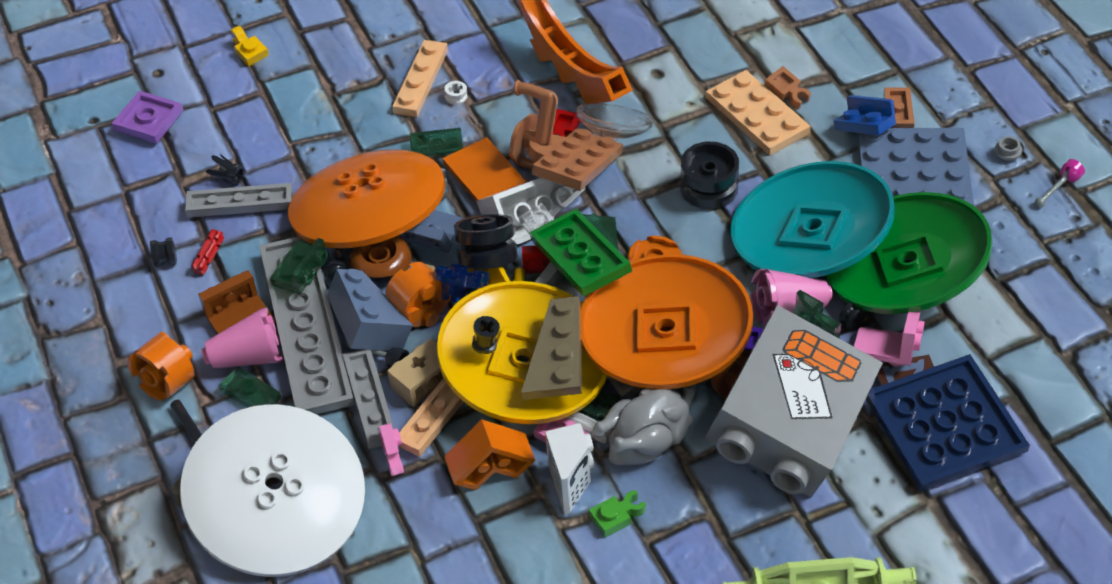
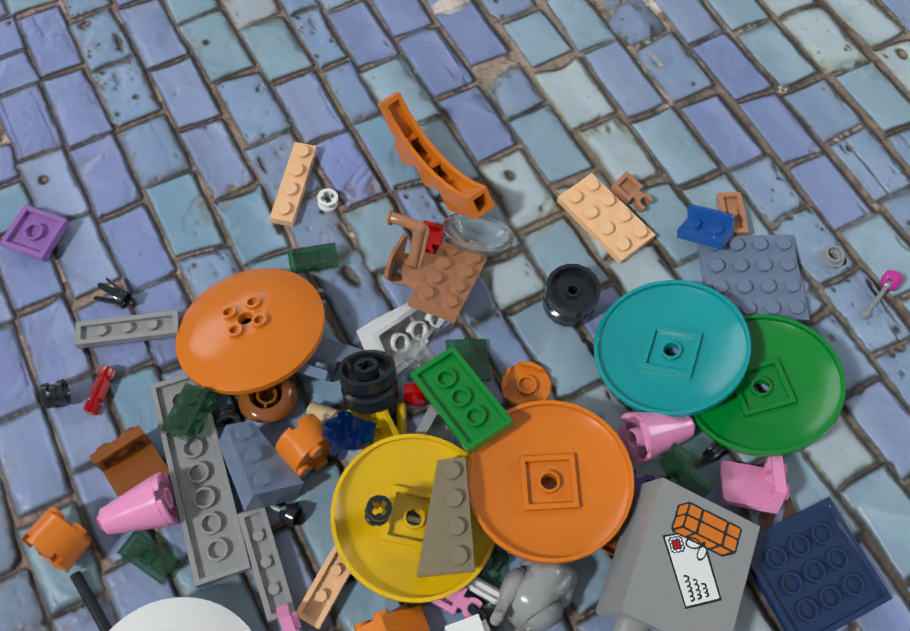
camera: 10 degrees left, 15 degrees up
(250, 49) = (129, 152): yellow plate -> none
(416, 374) = (306, 544): tan brick -> none
(482, 170) = (360, 290): orange tile -> none

